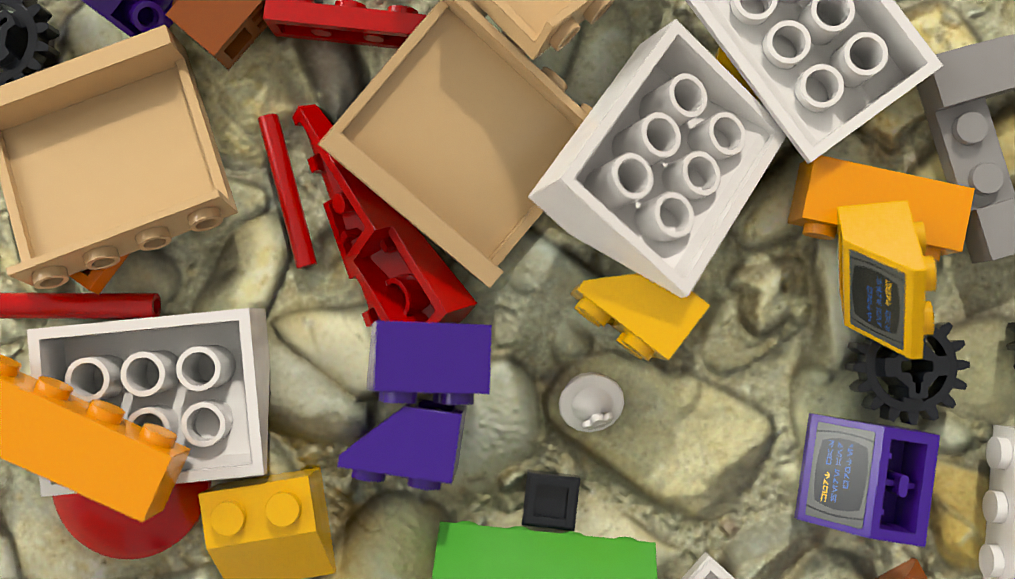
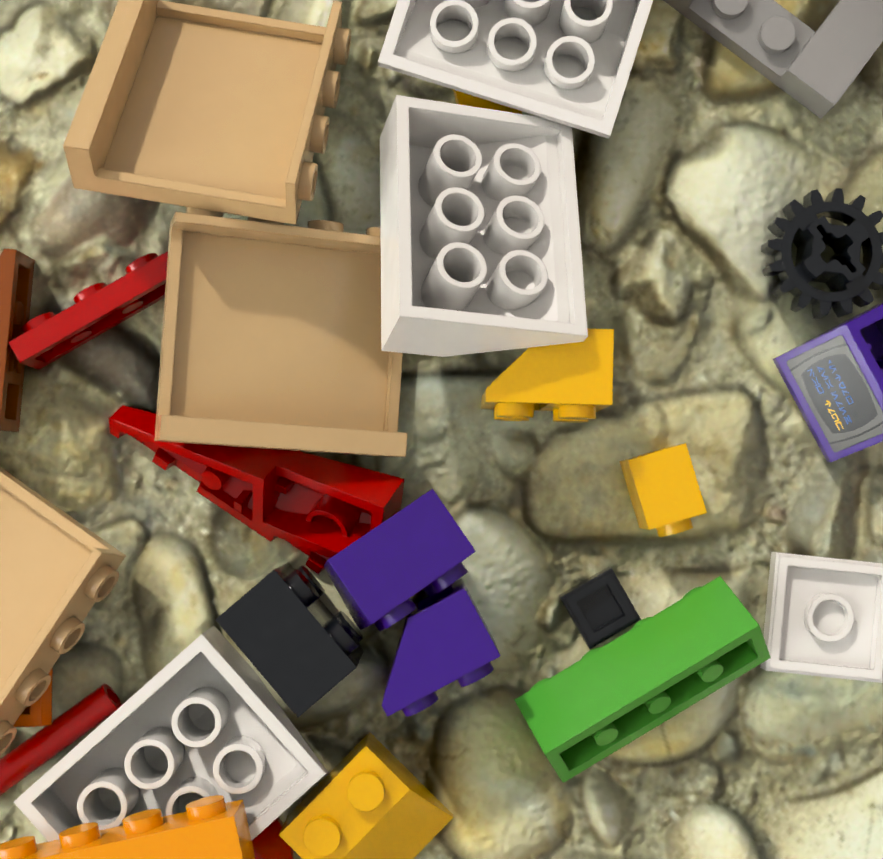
camera: 45 degrees left, 0 degrees up
(287, 191) = (155, 503): red bar -> none
(313, 358) = (293, 636): none -> black brick
(591, 402) = (571, 492): white hat -> none
(660, 449) = (664, 490): none -> yellow brick
(837, 182) = (702, 130): light orange brick -> none
(885, 275) = (749, 189): yellow slope -> none

